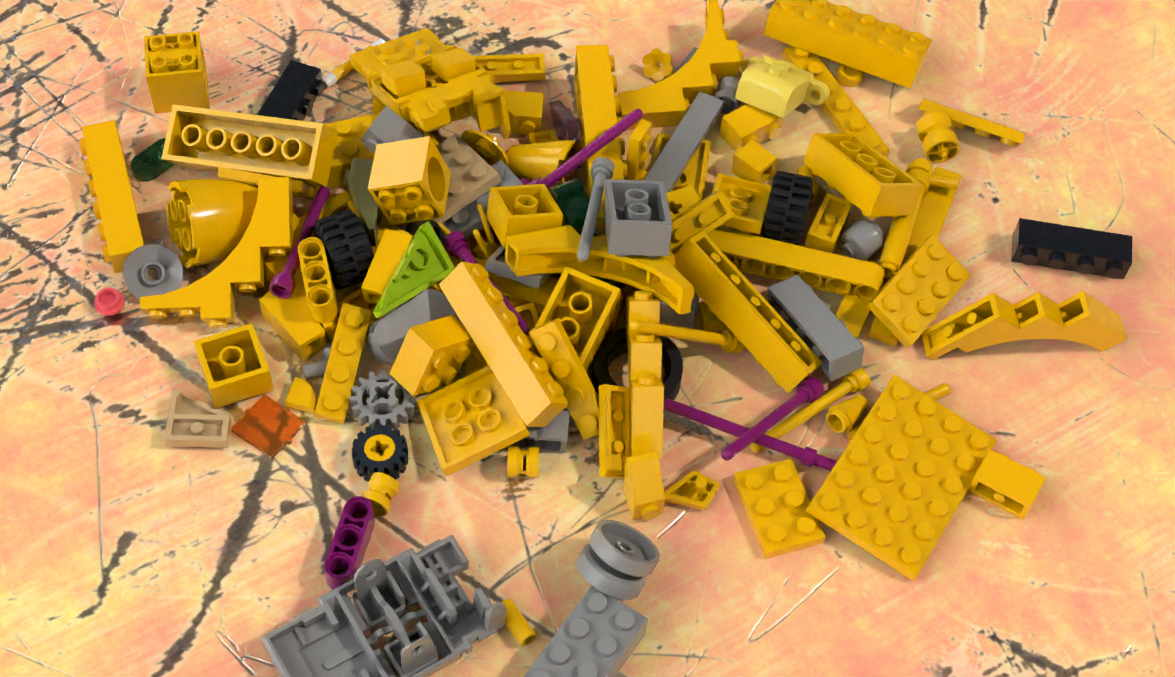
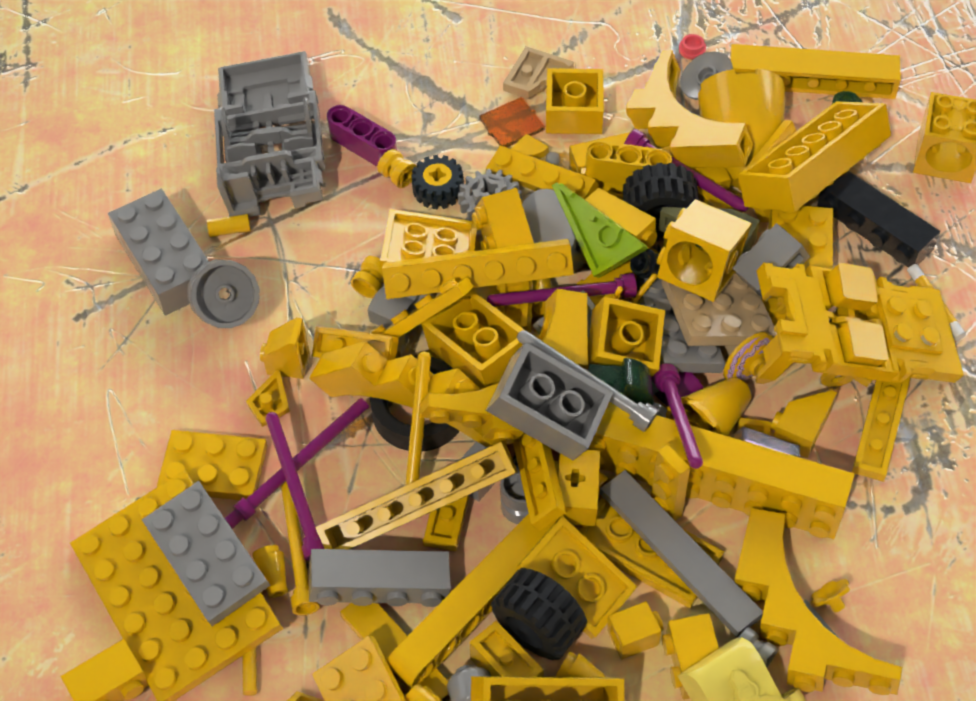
camera: 120 degrees right, 0 degrees up
(874, 447) = (205, 553): none -> light grey plate

